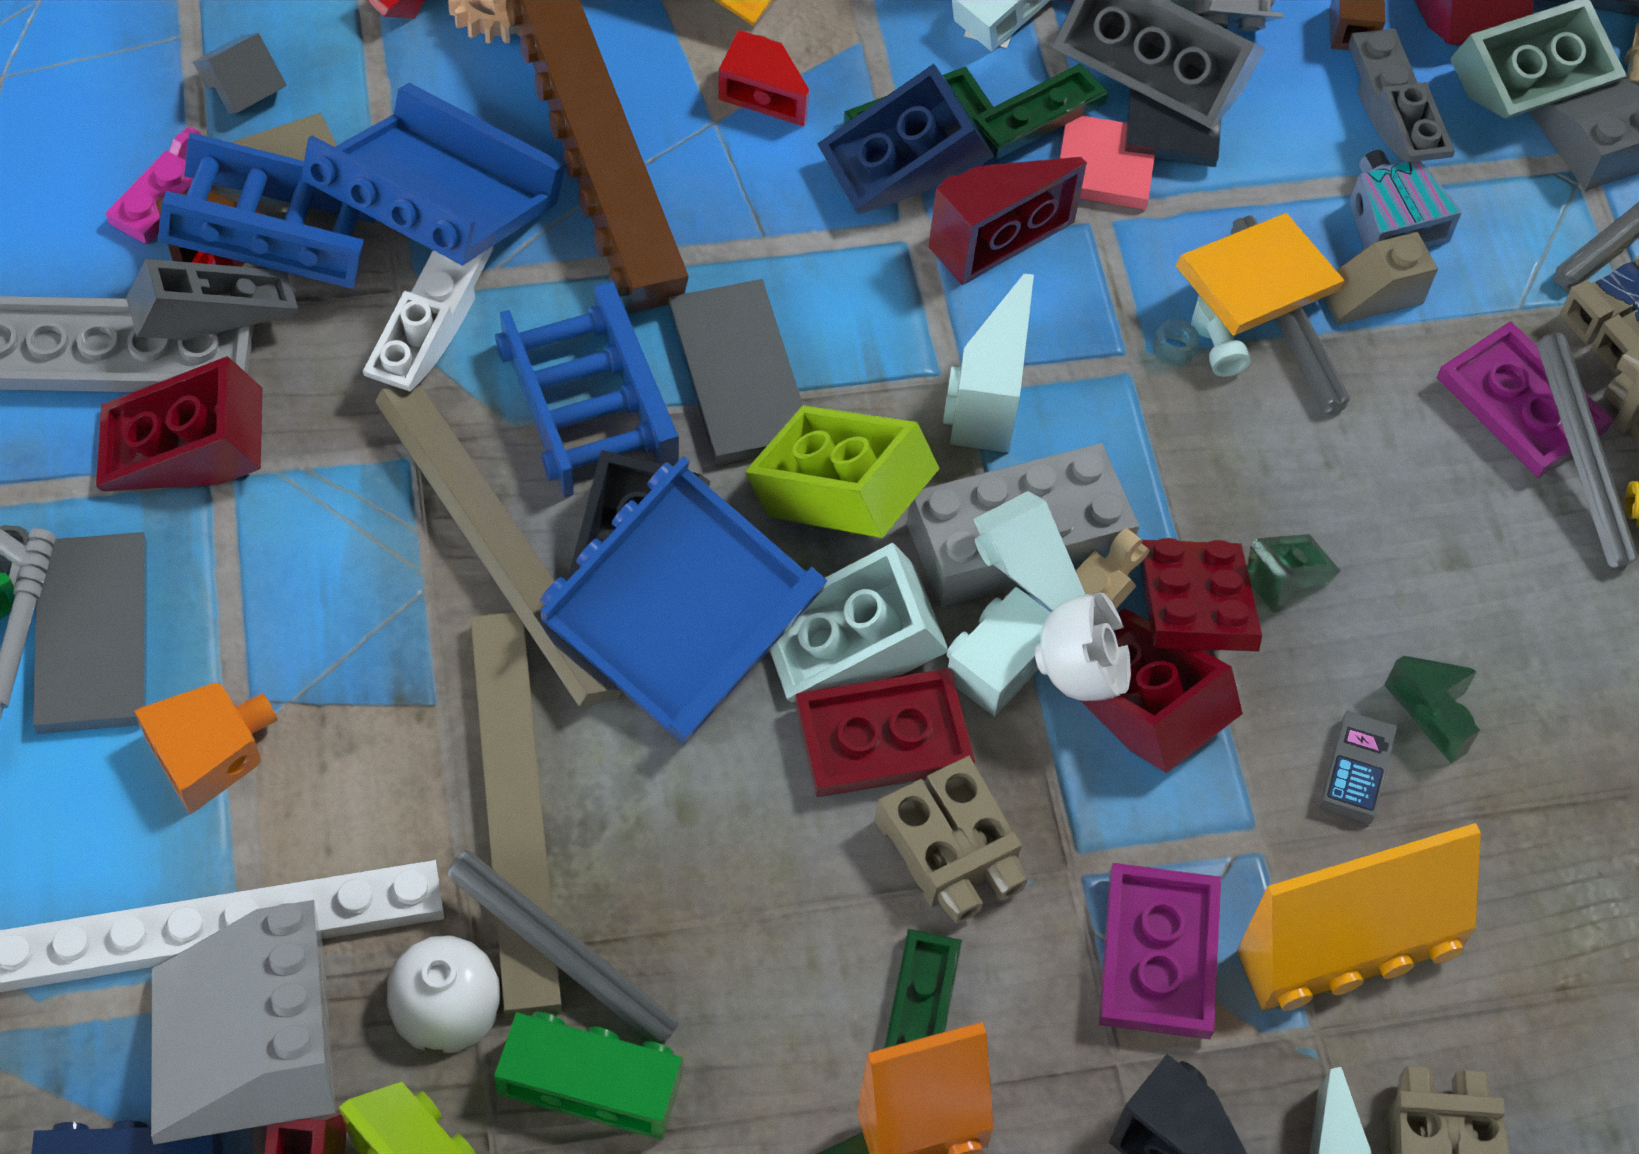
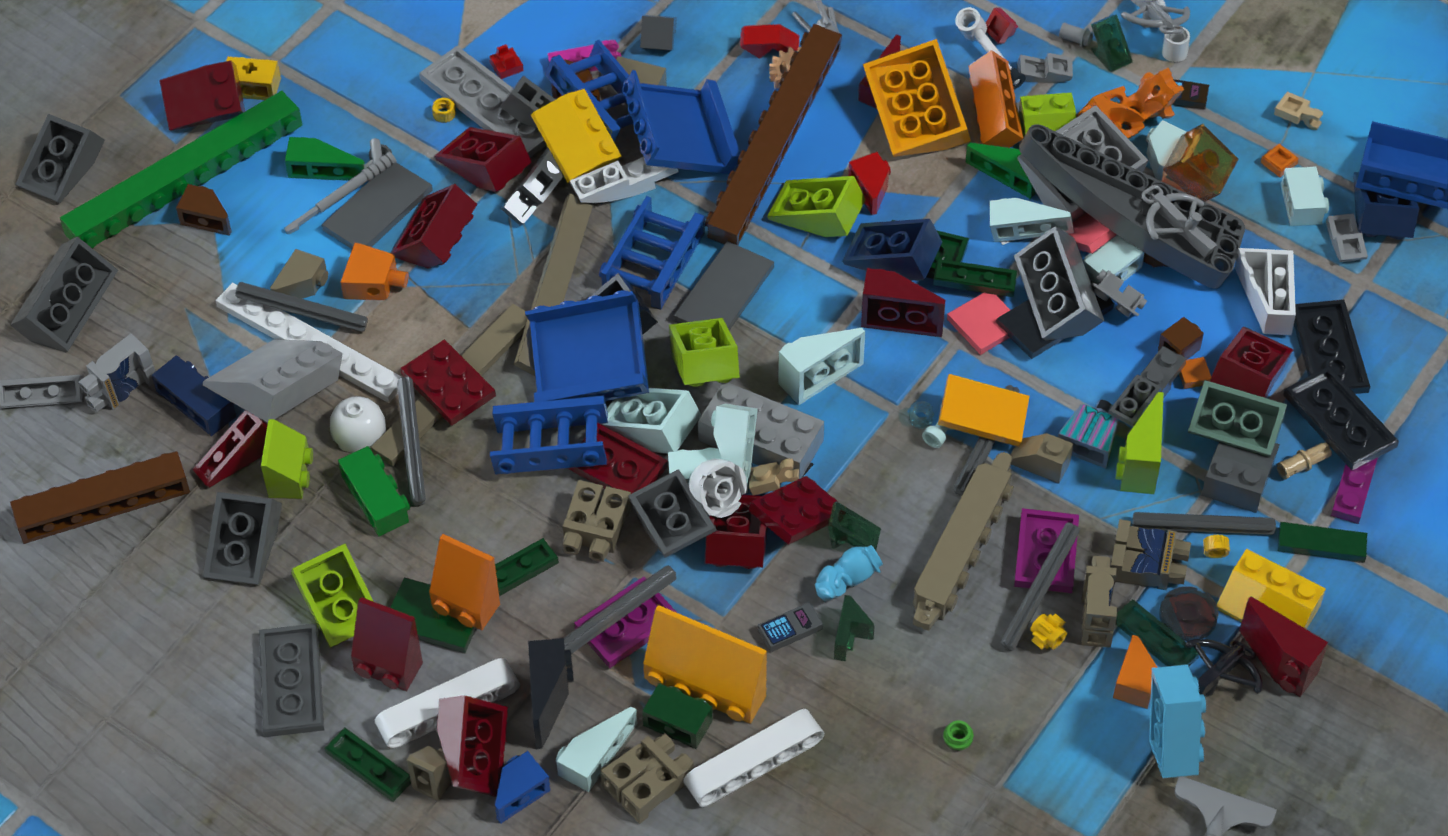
camera: 50 degrees right, 5 degrees down
(37, 420) = (443, 116): none -> yellow axle
(52, 270) = (506, 62): none -> red tile
(94, 835) = (301, 275): none -> dark tan slope
(148, 882) = (301, 307): none -> dark grey axle
(223, 594) = (435, 227): none -> dark red slope
(310, 295) = (575, 134): none -> yellow slope
(317, 402) = (533, 189): none -> dark grey slope
(514, 811) = (448, 382): none -> dark red plate
(732, 159) = (819, 205): none -> lime slope
(742, 721) = (544, 415): none -> blue fence
(1072, 742) = (671, 513): none -> dark grey slope
(1146, 949) = (619, 608): none -> dark grey axle
(1342, 629) = (850, 570): none -> medium azure animal
(1382, 1022) = (677, 715): none -> dark green brick
(1416, 41) = (1195, 373): none -> orange tile
(1427, 473) = (961, 541): none -> dark tan hinge
(1494, 173) = (1141, 456): none -> lime slope
(1537, 994) = (753, 757): none -> white beam

